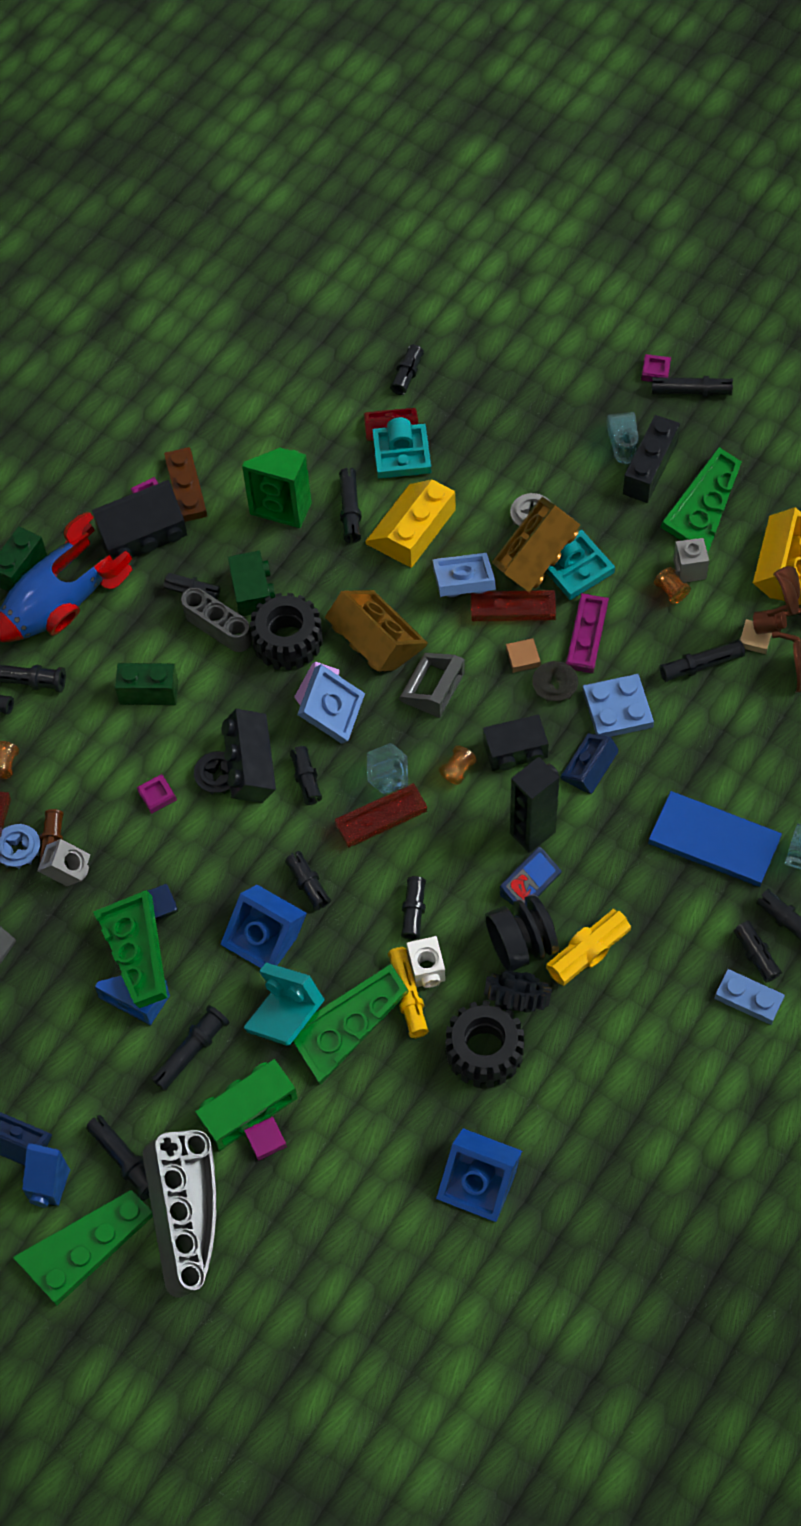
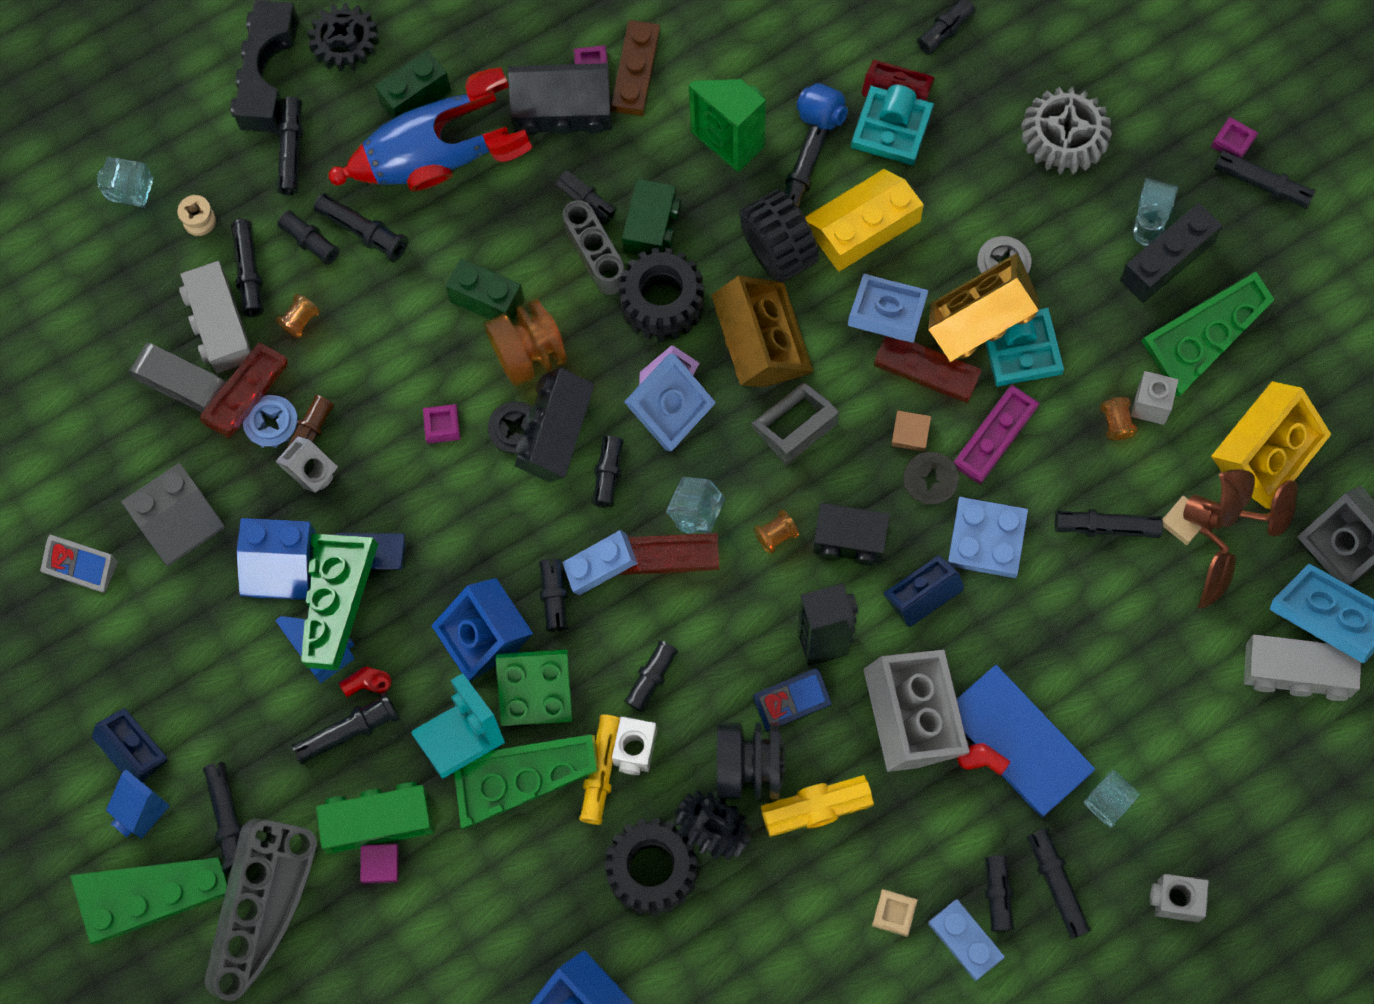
camera: 25 degrees right, 10 degrees up
(71, 944) = (274, 558): none -> blue slope
(188, 1004) = (366, 678): none -> red arm
(198, 704) = (526, 342): none -> clear orange wheel
(327, 951) = (534, 687): none -> green plate
(333, 841) = (599, 562): none -> medium blue plate
(342, 456) = (822, 106): none -> blue head
(357, 553) = (779, 235): none -> black tyre
(532, 406) = (1085, 124): none -> light grey gear
(628, 845) = (915, 710): none -> light grey slope
(685, 1000) = (894, 912): none -> tan tile
(693, 858) = (984, 755): none -> red arm

